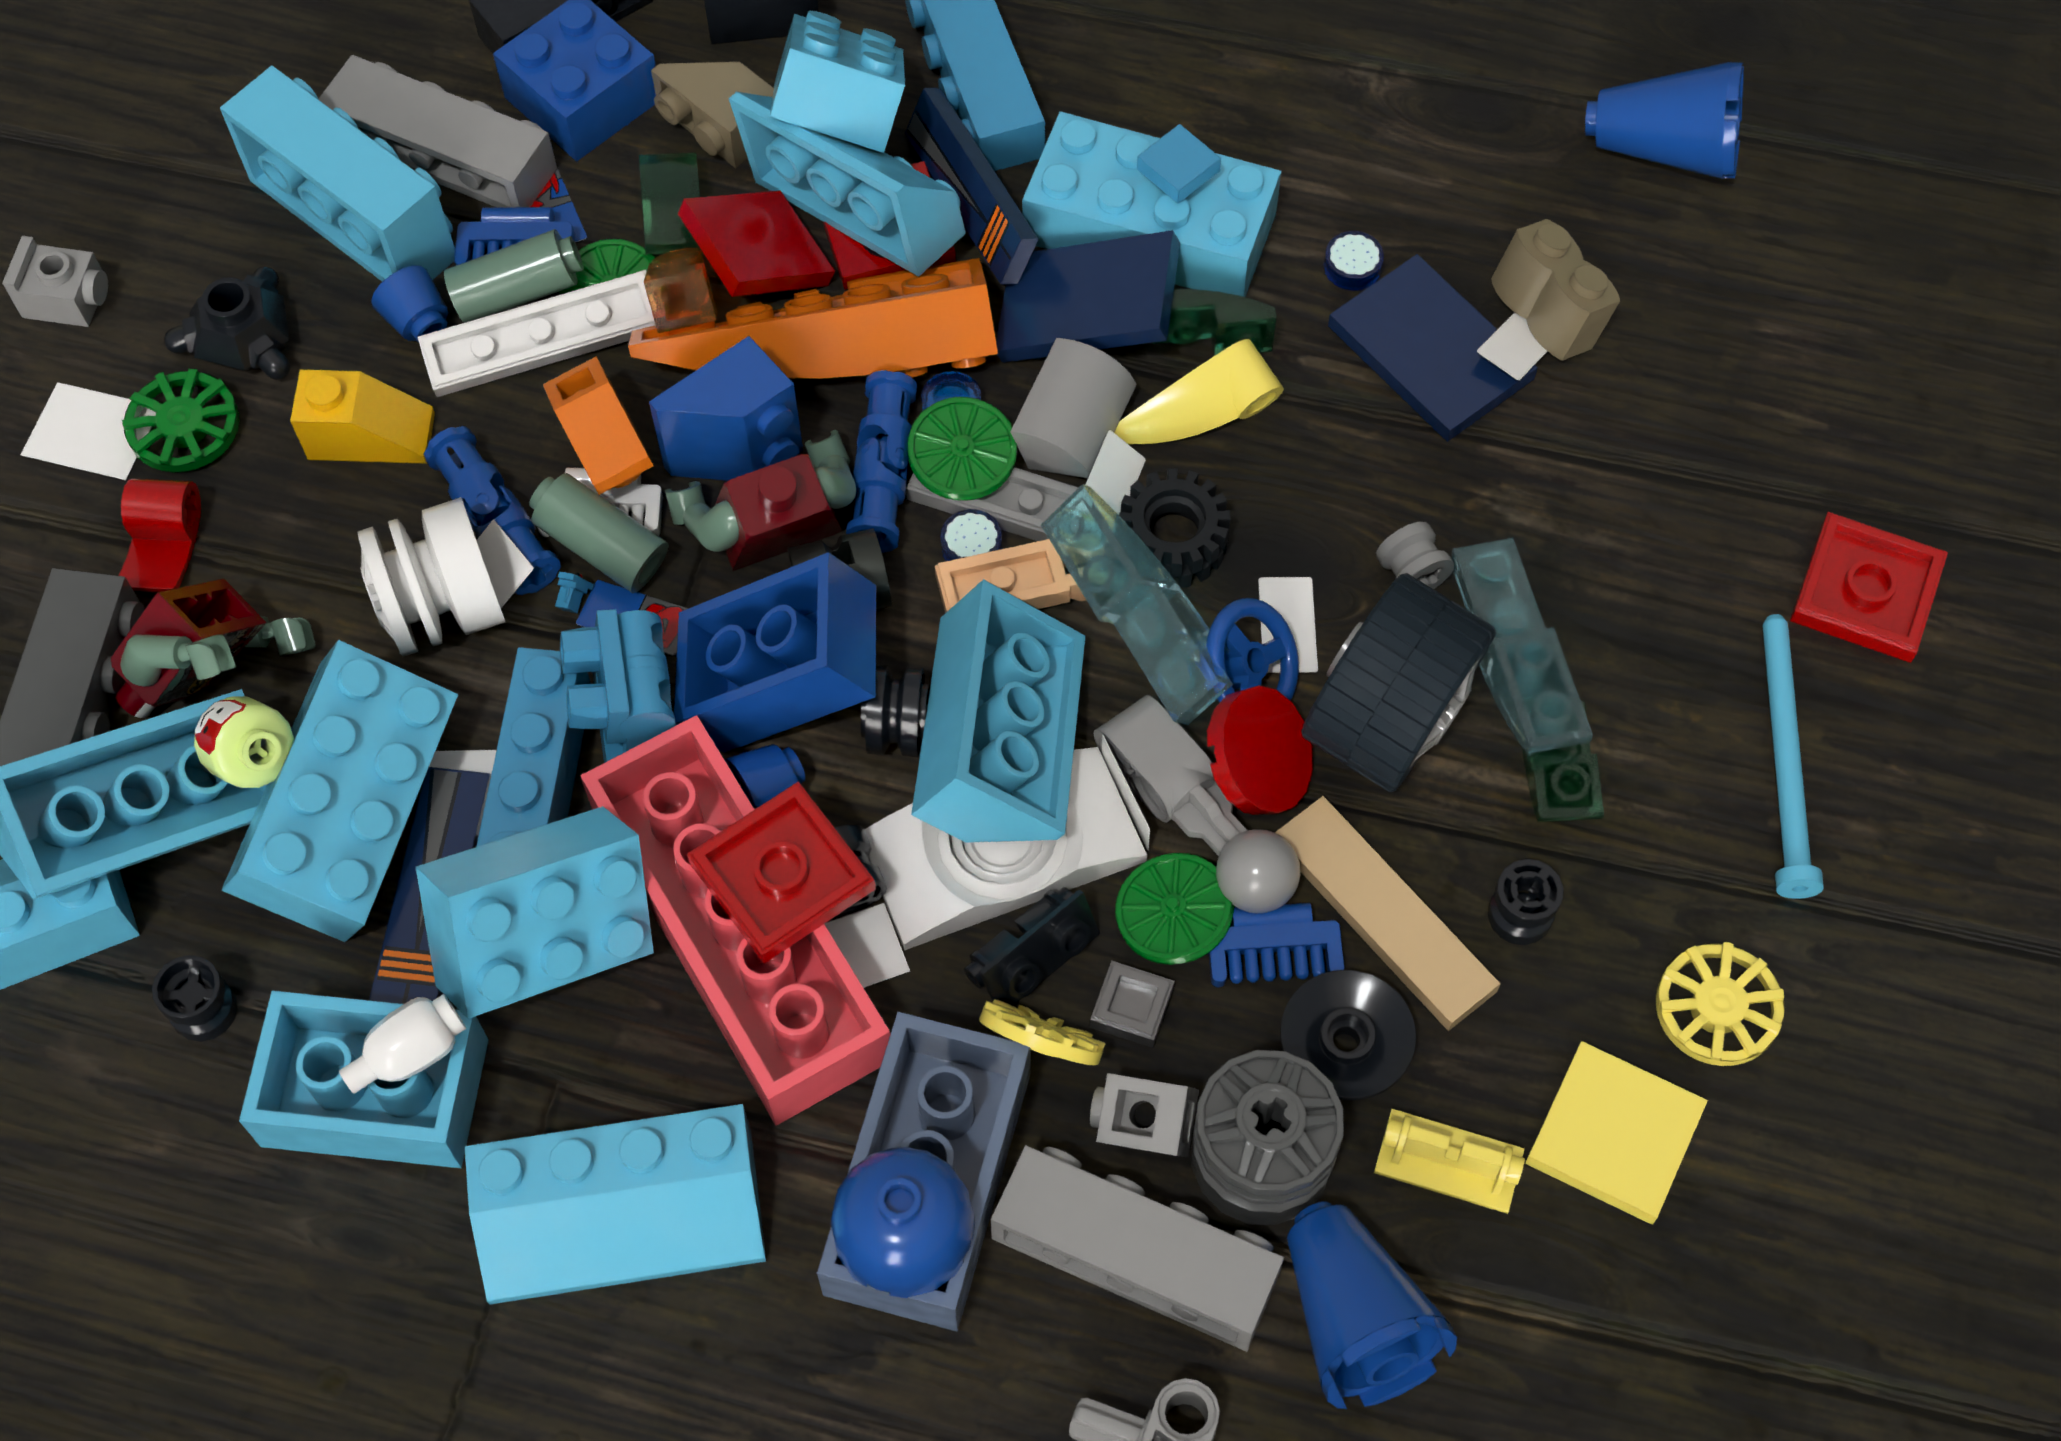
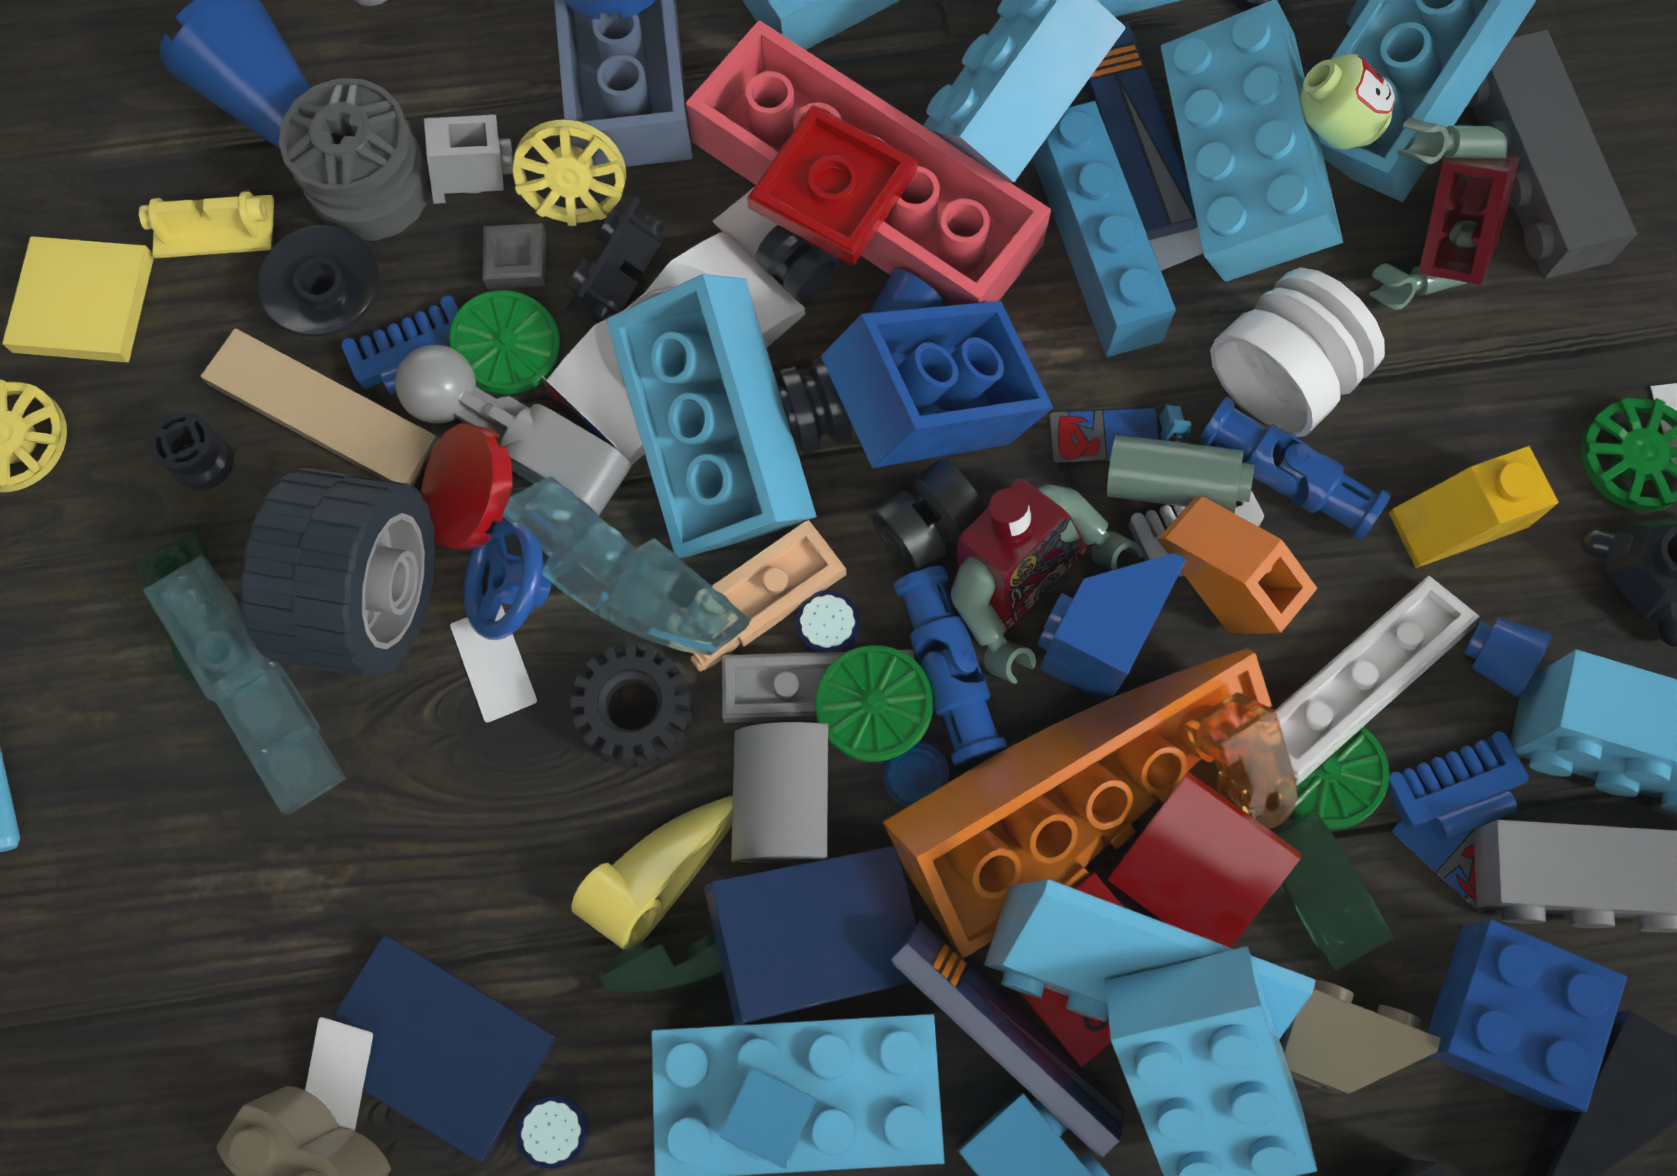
camera: 160 degrees right, 10 degrees up
(163, 530) = (1570, 336): red panel -> none
(503, 562) = (1250, 401): white sticker -> none
(513, 275) = (1429, 719): sand green brick -> none
(630, 679) = (1058, 316): dark azure hips -> none
(1115, 470) = (715, 733): white sticker -> none
(1137, 1246) = (446, 60): light grey brick -> none
(1414, 552) = (378, 758): light grey wheel -> none

